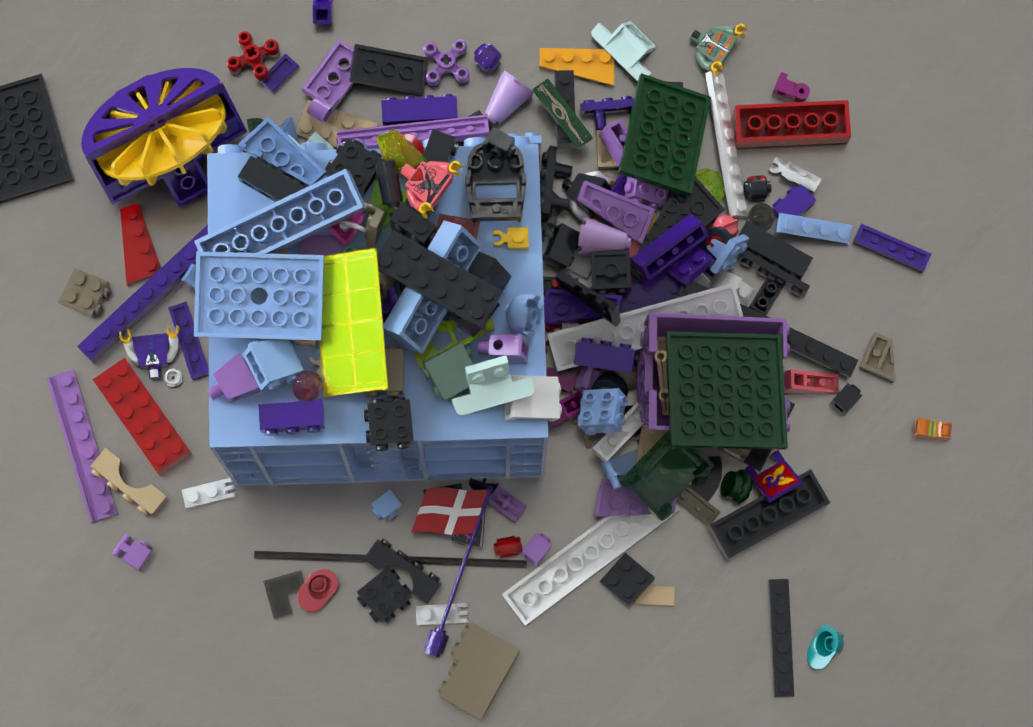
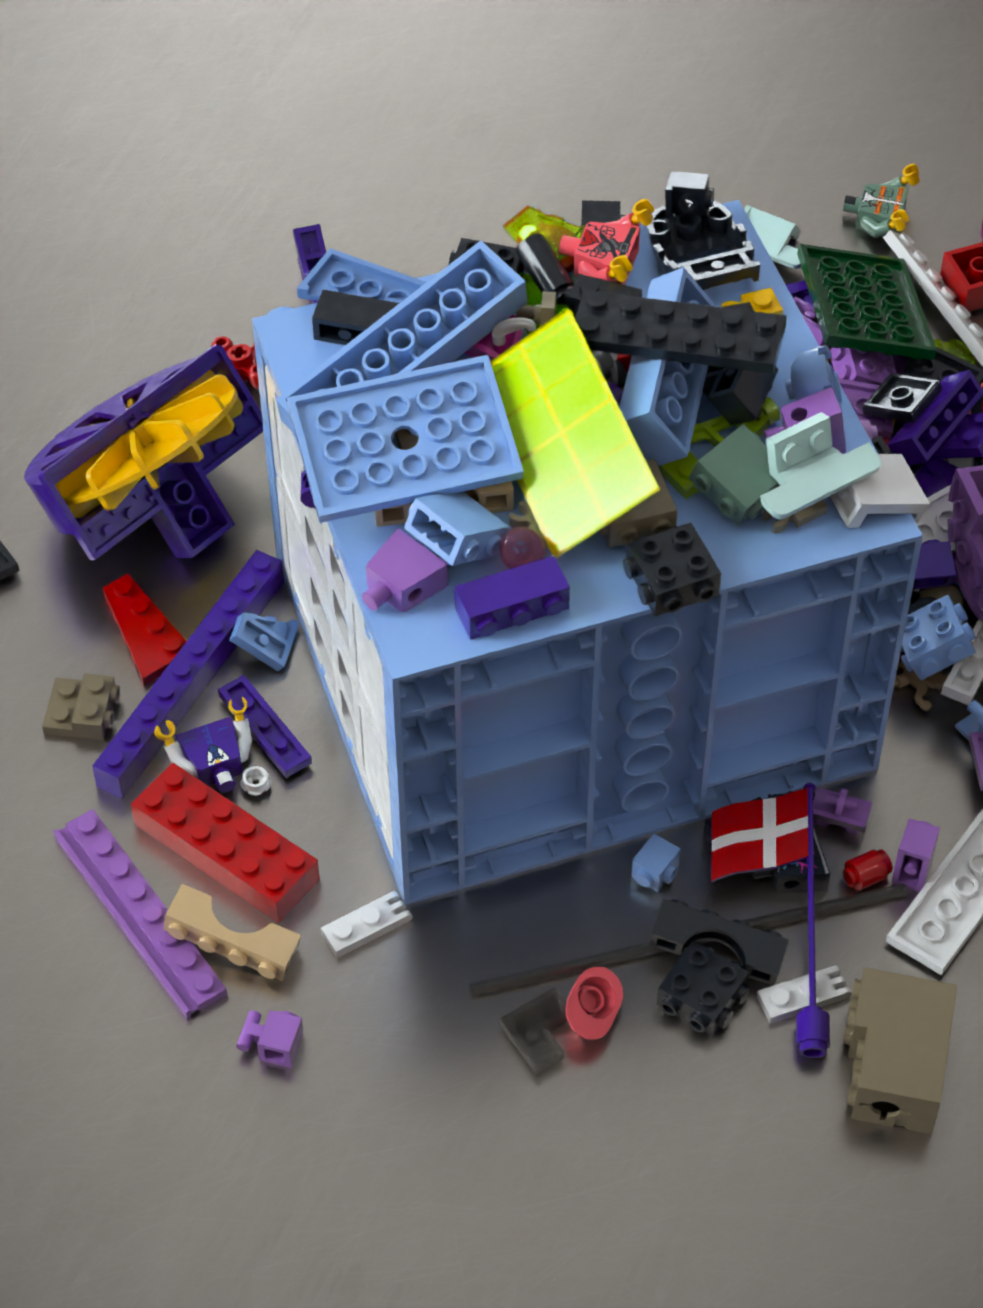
camera: 15 degrees left, 25 degrees down
(653, 225) = (902, 397): none -> black tile

